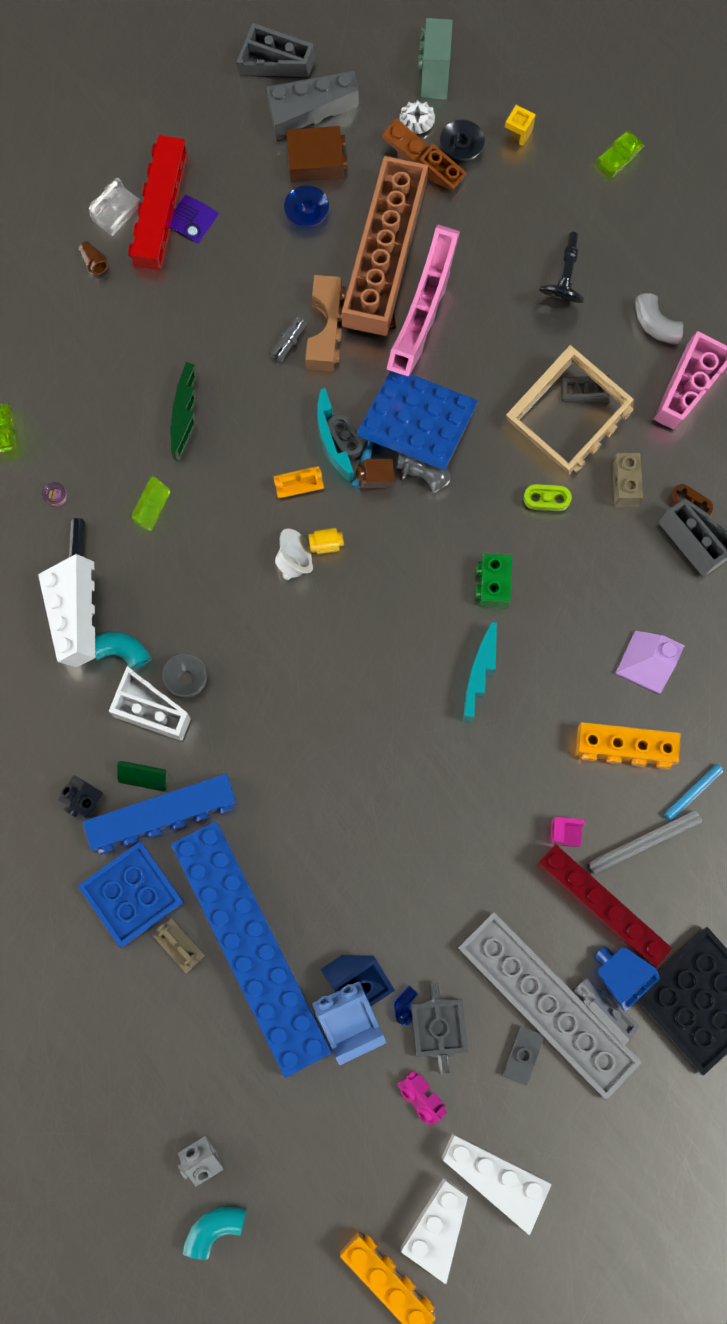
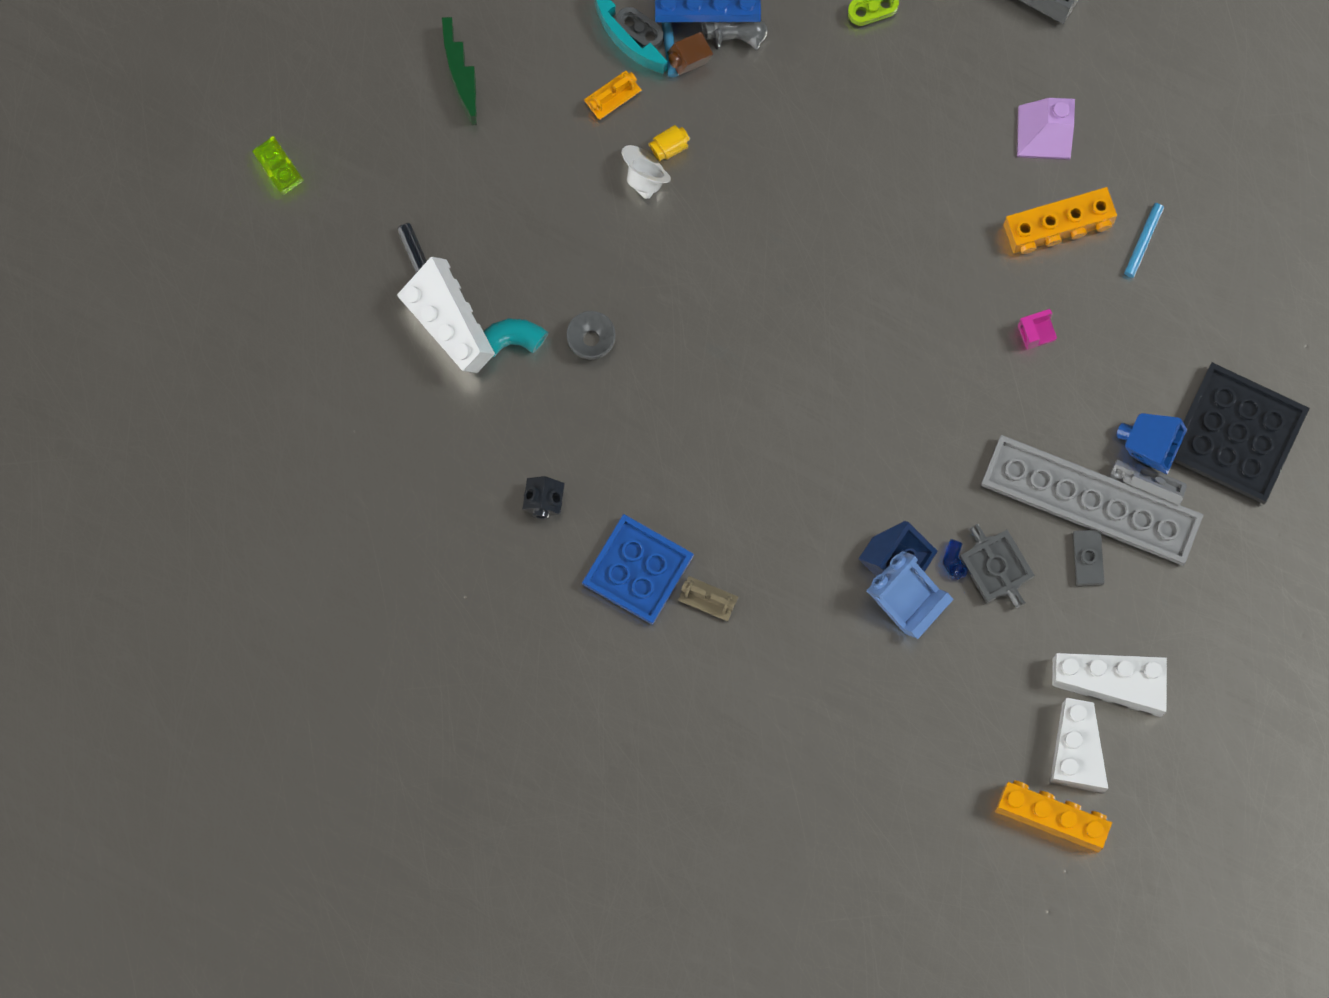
camera: 25 degrees left, 0 degrees up
(54, 494) = (366, 210): tile -> none
(142, 776) = (594, 451): dark green slope -> none
(147, 707) = (571, 381): white wedge -> none
(150, 504) = (472, 179): clear neon green slope -> none
(160, 813) = (630, 479): blue brick -> none
(199, 1161) = (825, 784): light grey brick -> none
(211, 1227) = (864, 838): teal cylinder -> none
(251, 949) = (781, 568): blue brick -> none
(429, 1108) = (1019, 645): dark pink hinge -> none
(483, 665) = (884, 201): teal slope -> none
(495, 580) = (858, 113): green brick -> none
(603, 906) = (1101, 383): dark red brick -> none
(644, 842) = (1117, 308): light grey axle -> none

